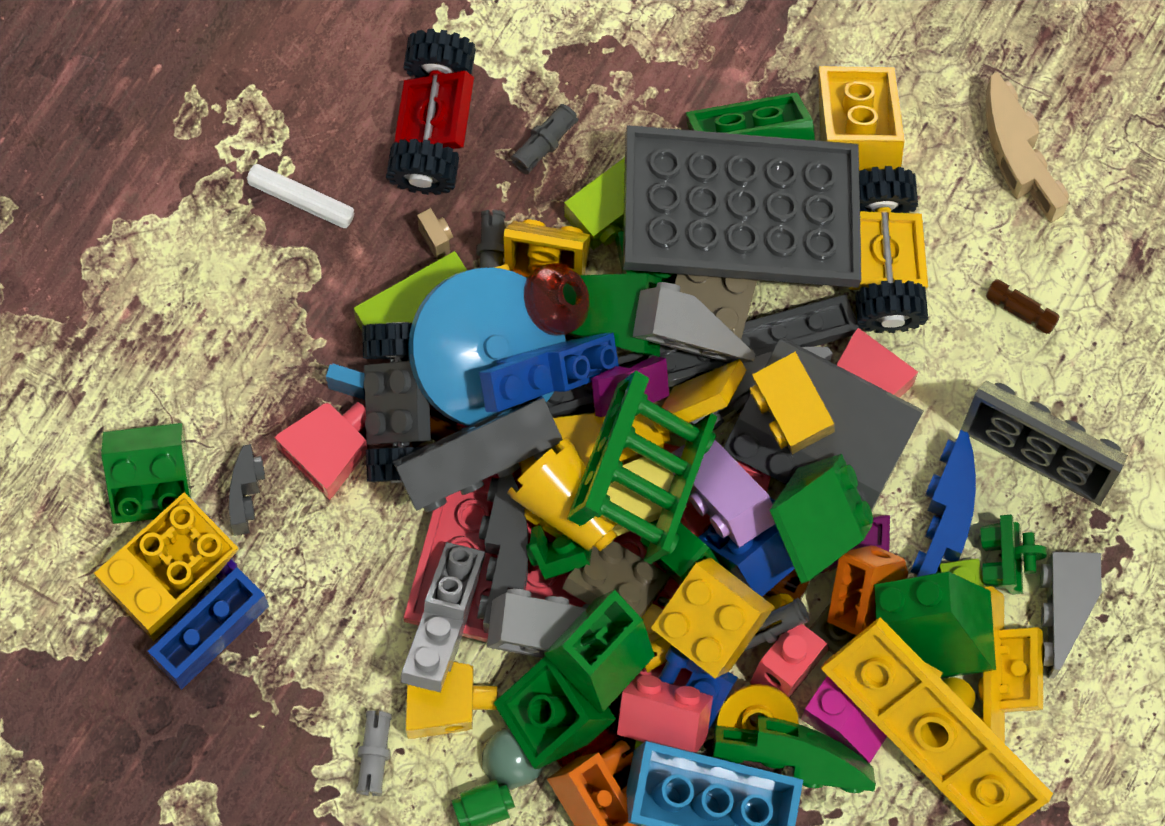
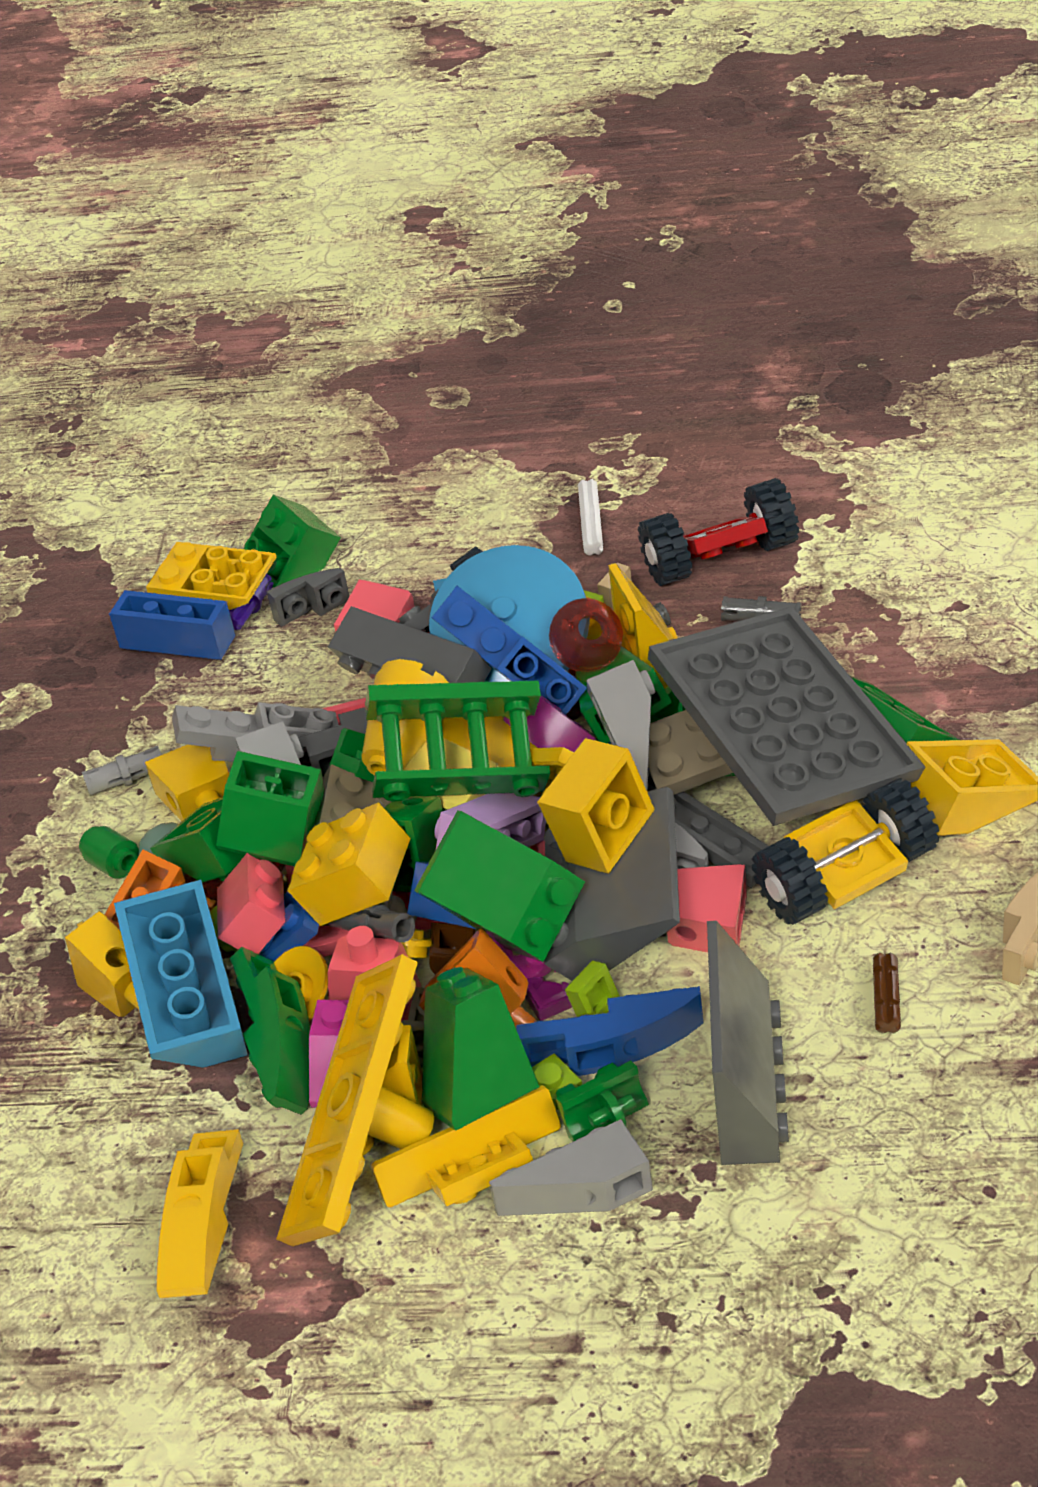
camera: 70 degrees right, 30 degrees down
(901, 507) = (591, 990): none -> lime plate

